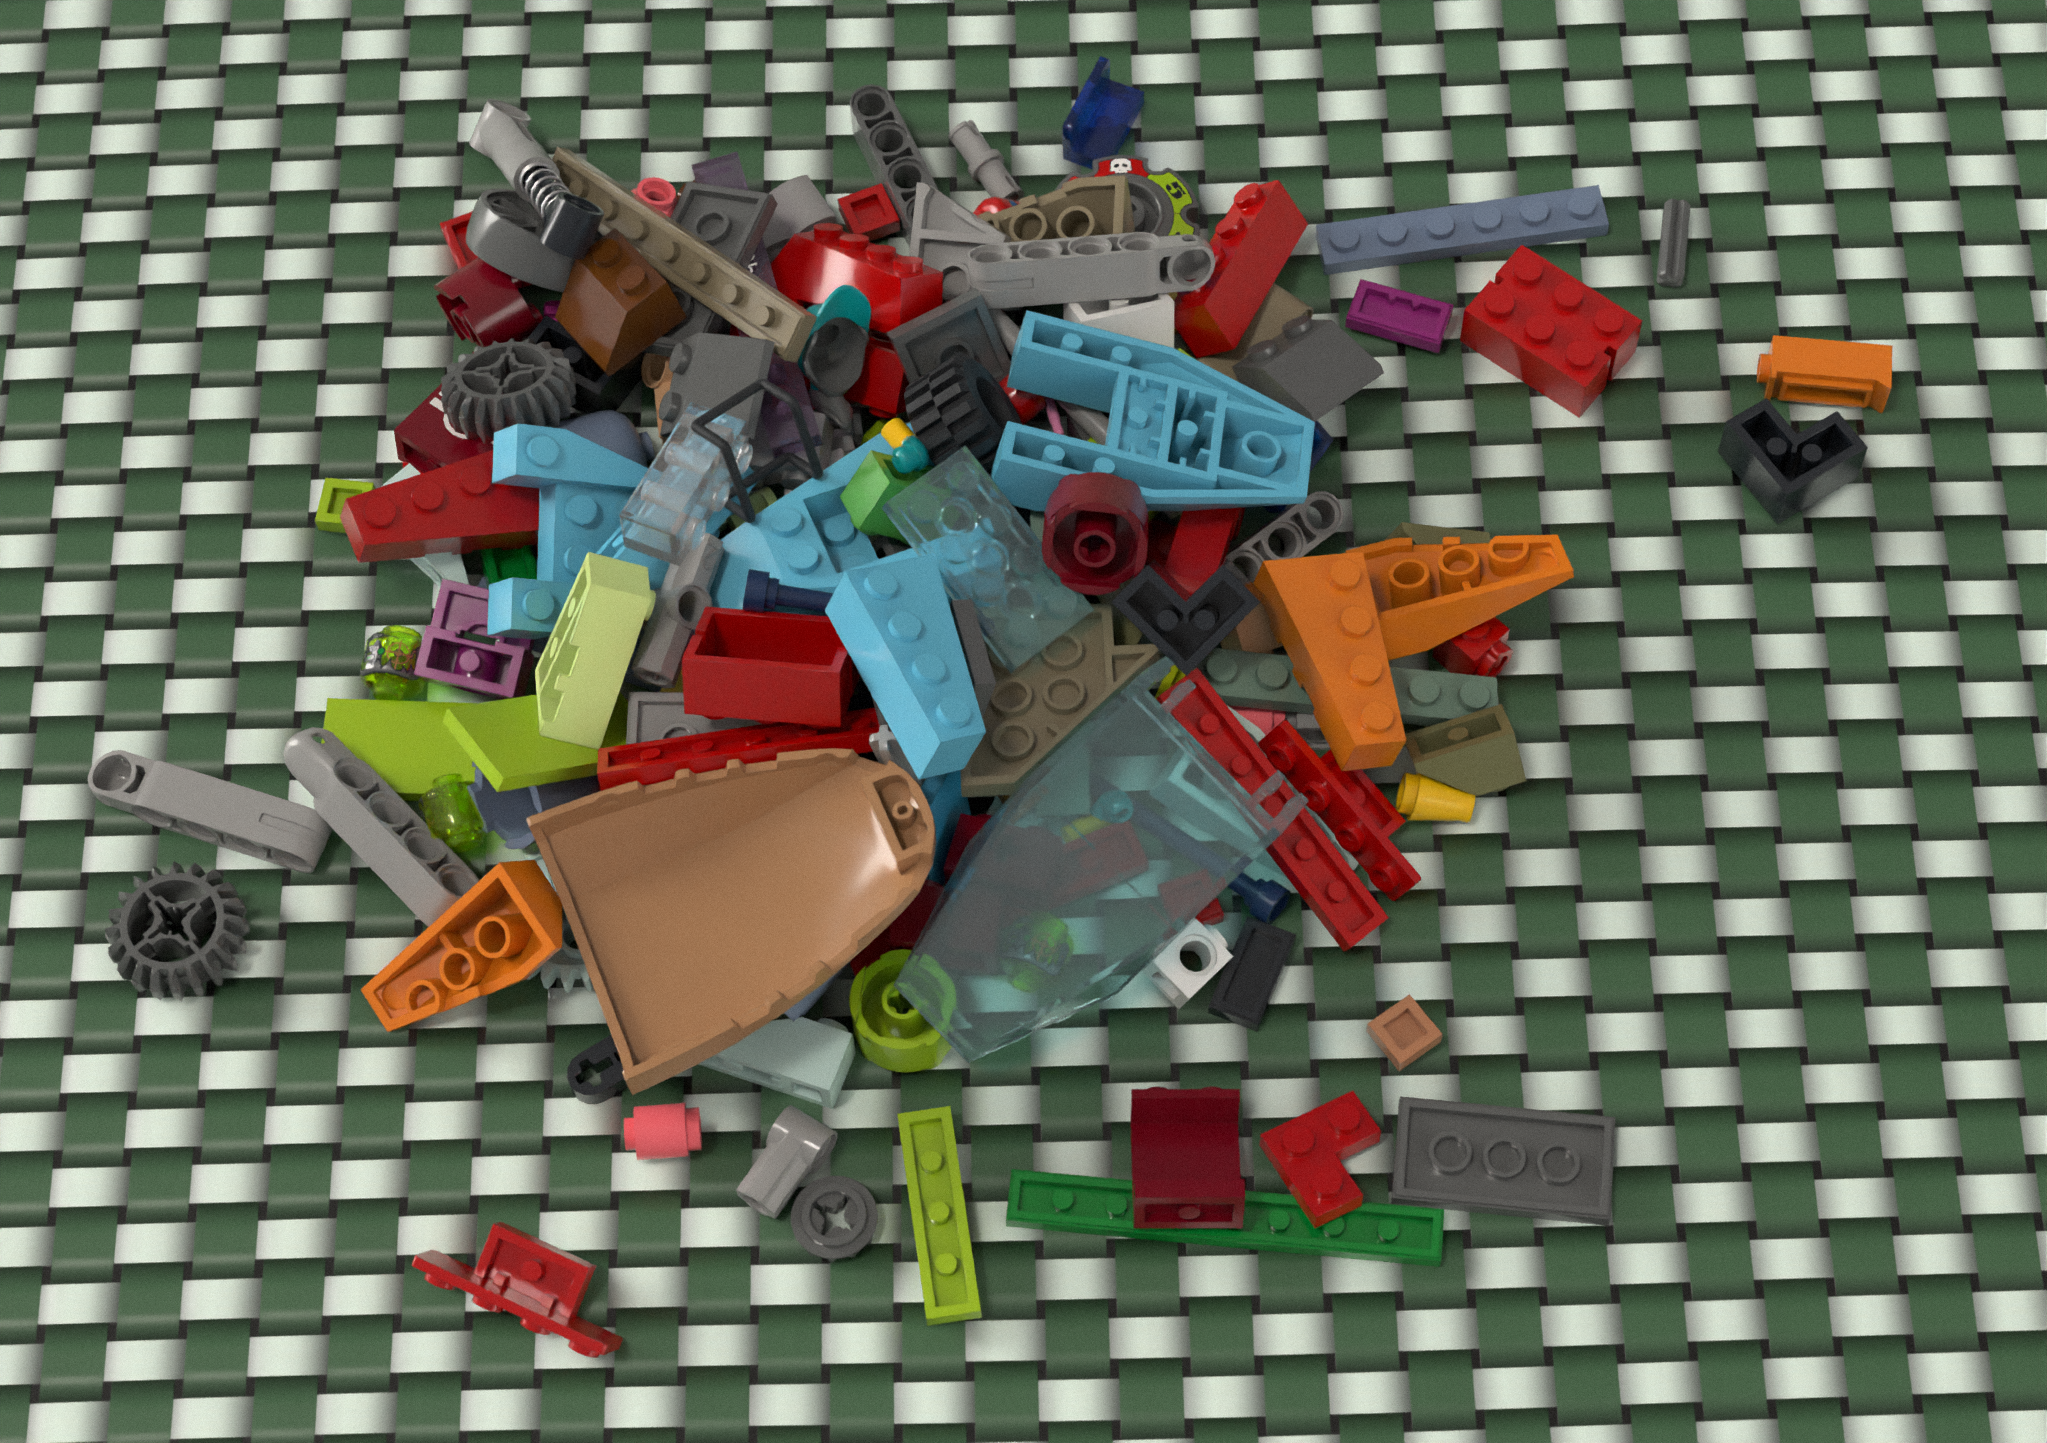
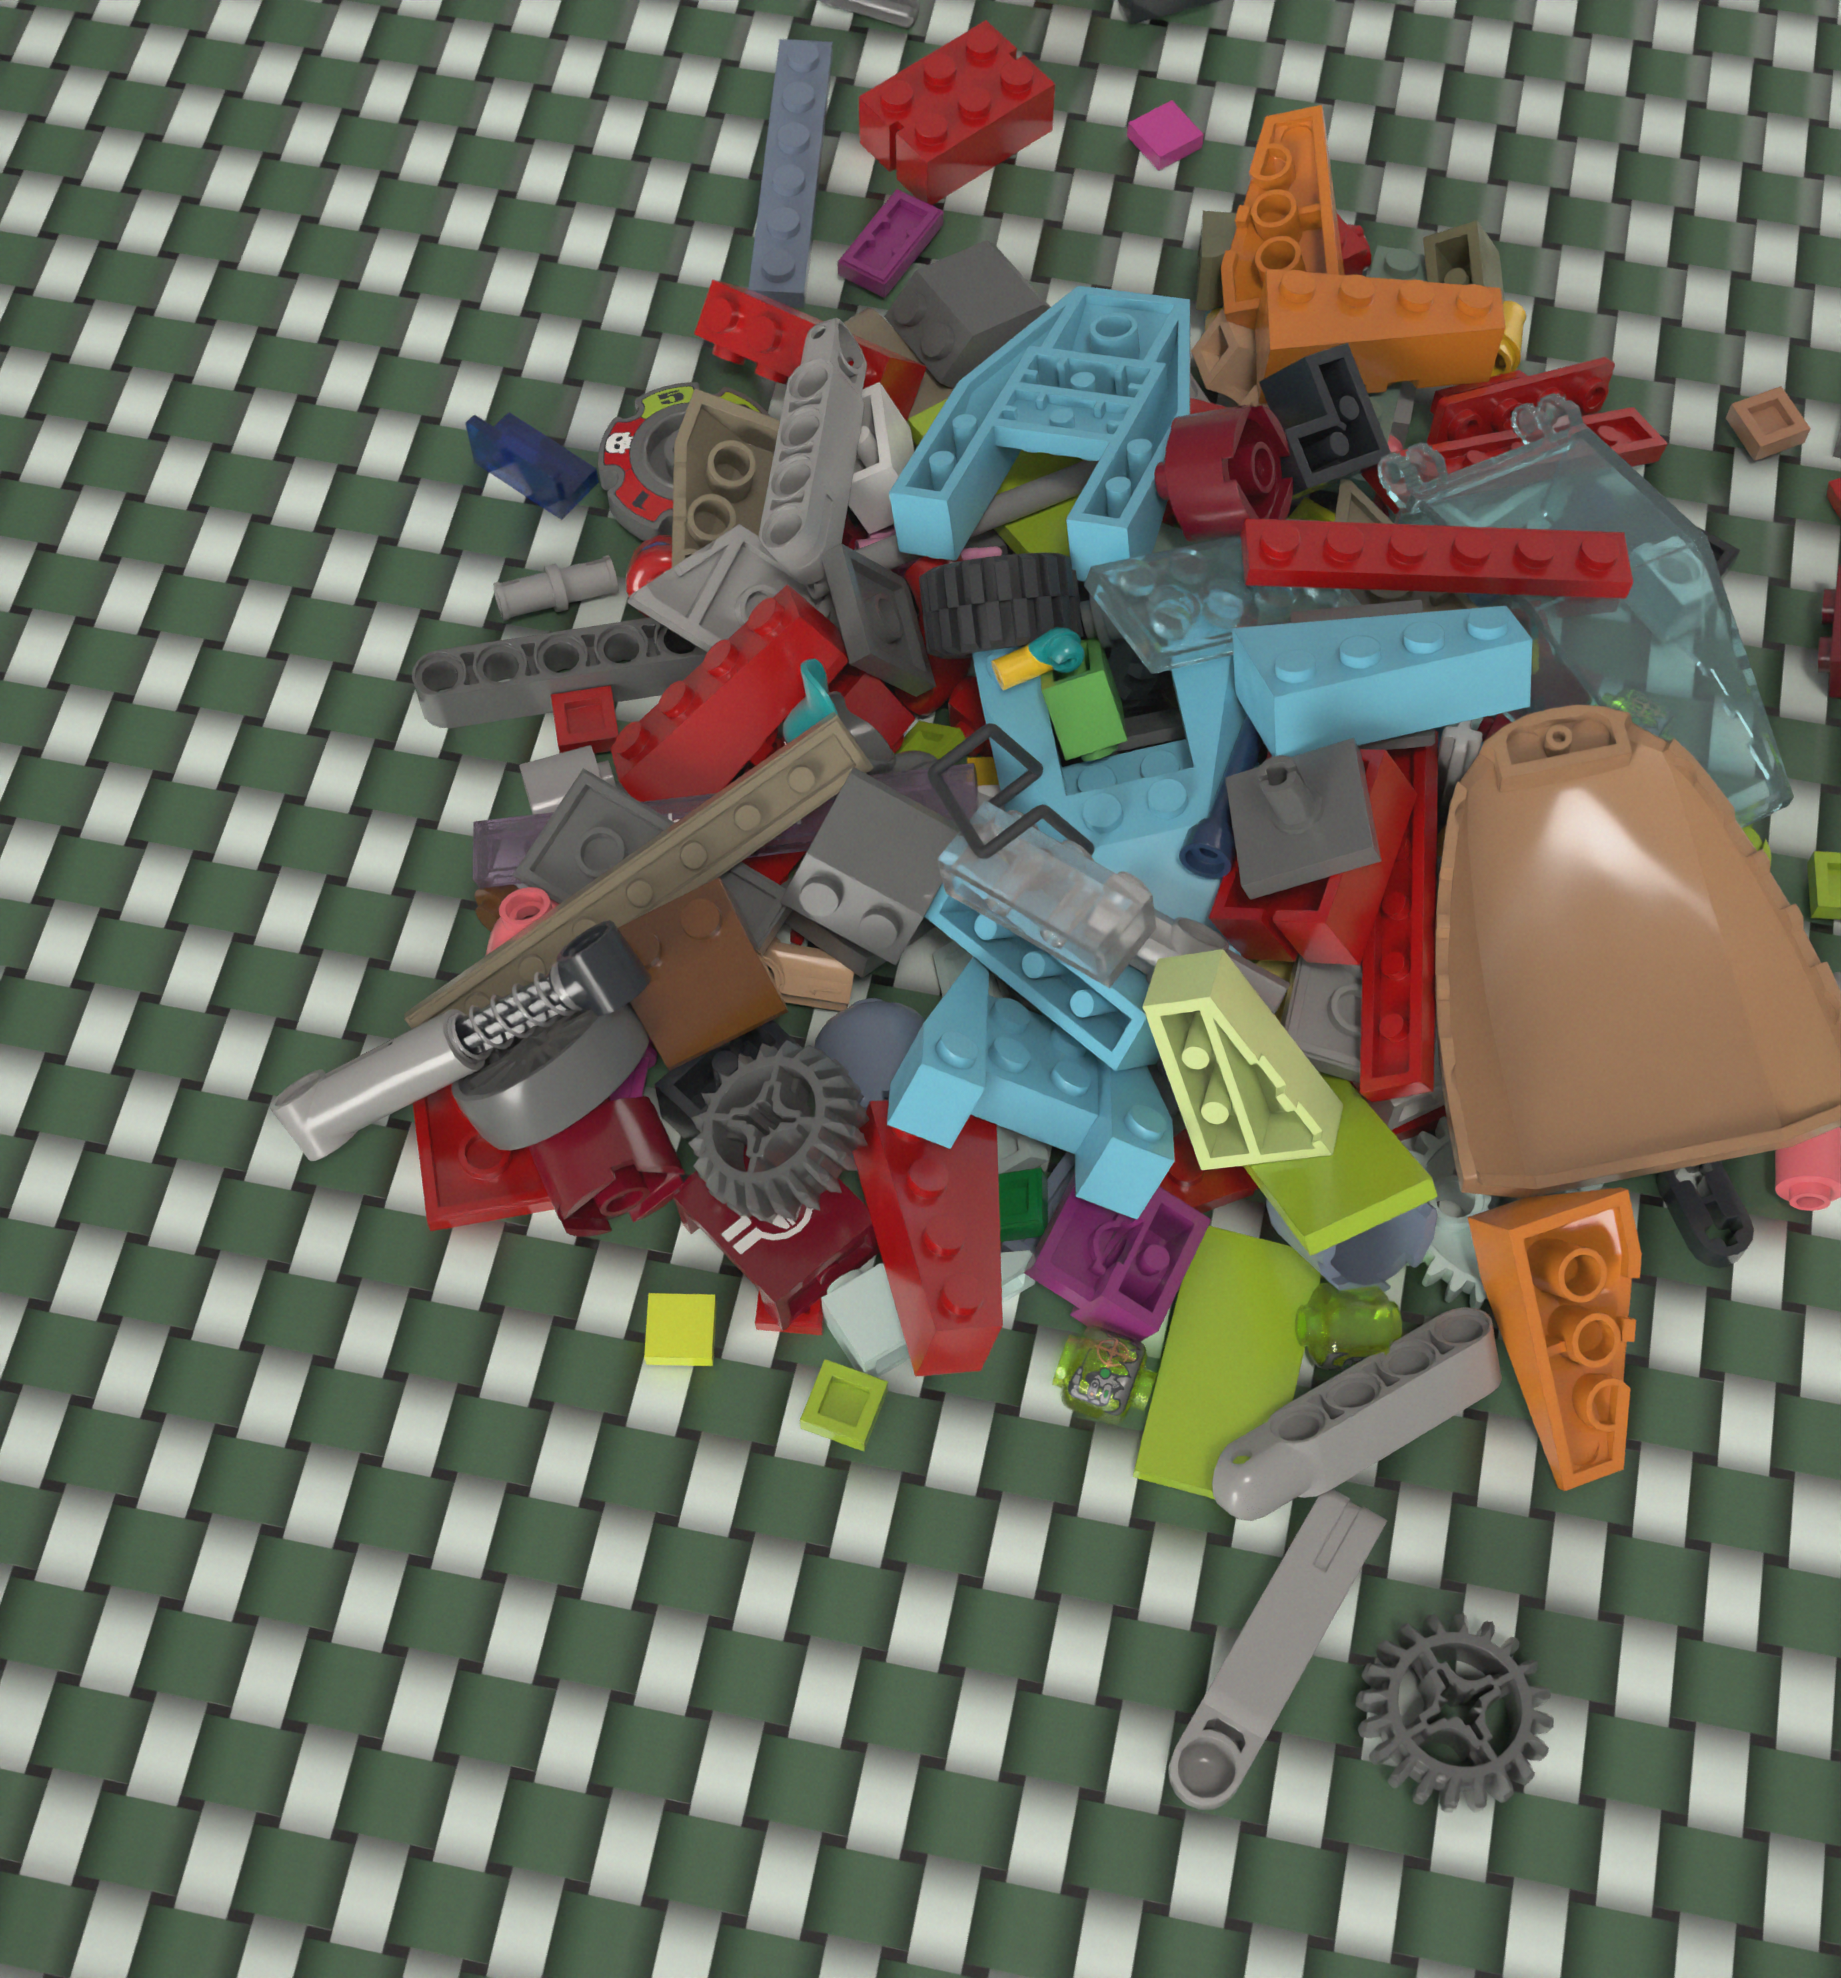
camera: 80 degrees left, 0 degrees up
(388, 396) = (680, 1329): none -> neon yellow tile
(772, 628) = (1302, 818): none -> dark grey tile
(1051, 698) = (1435, 558): none -> red plate
(1593, 502) = (1165, 135): none -> dark pink tile

